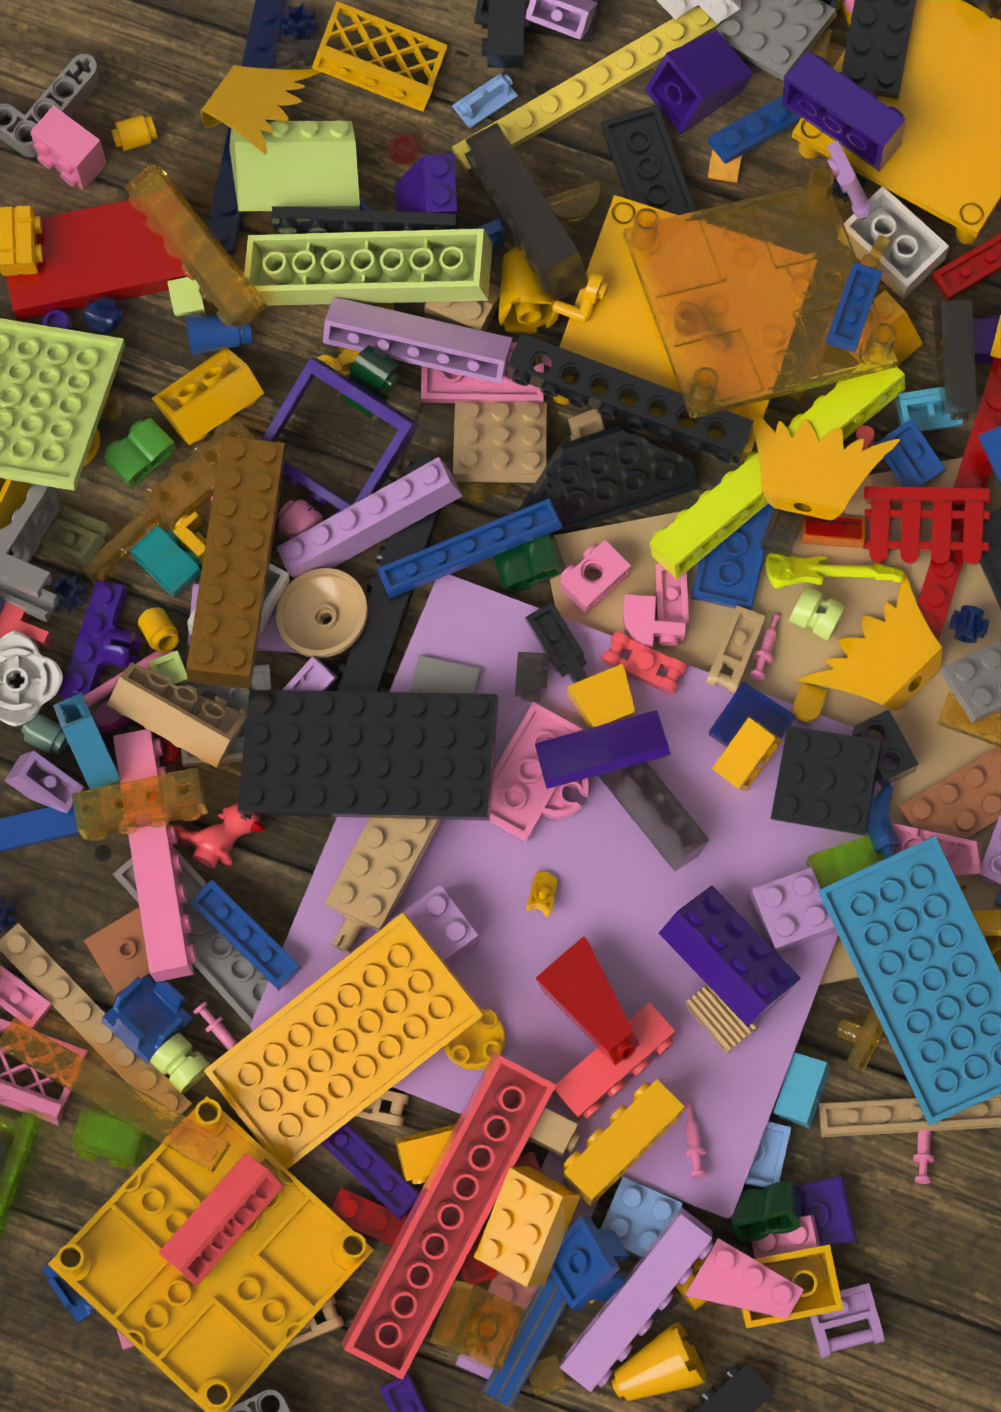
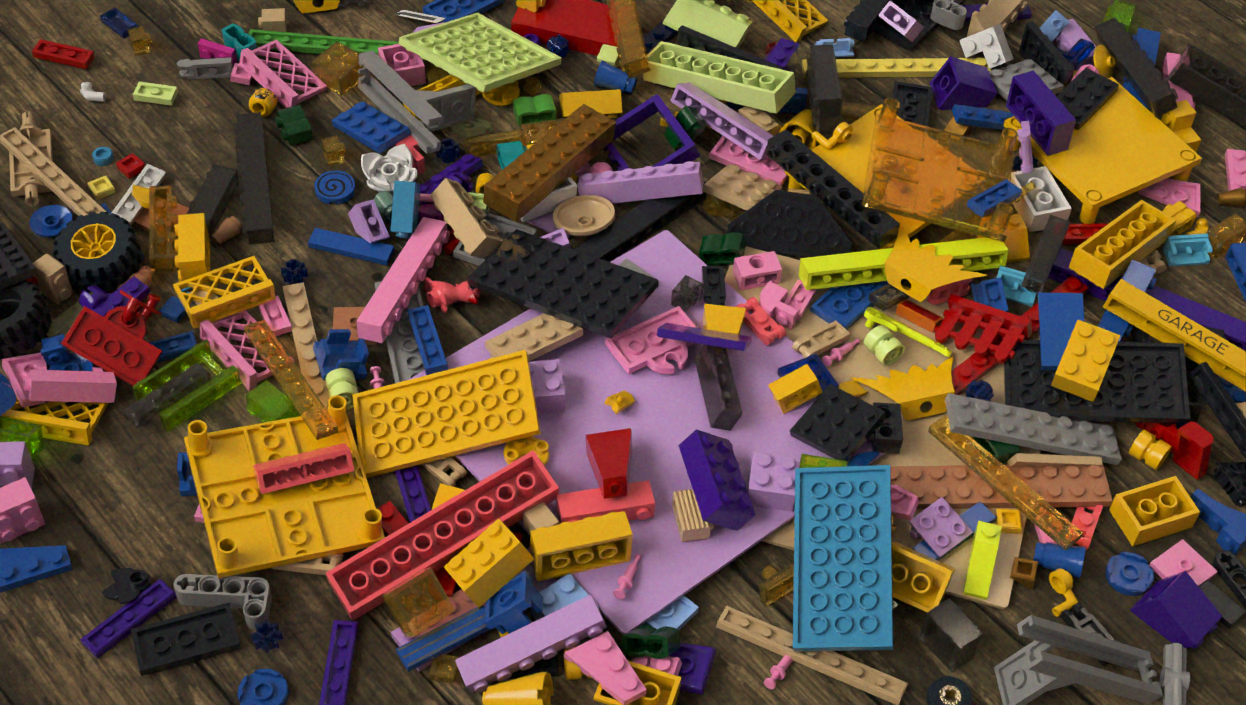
camera: 25 degrees right, 25 degrees down
(140, 804) = (413, 243): clear yellow brick -> none
(469, 548) = (690, 220): blue tile -> none
(802, 1090) = (719, 591): medium azure hinge -> none

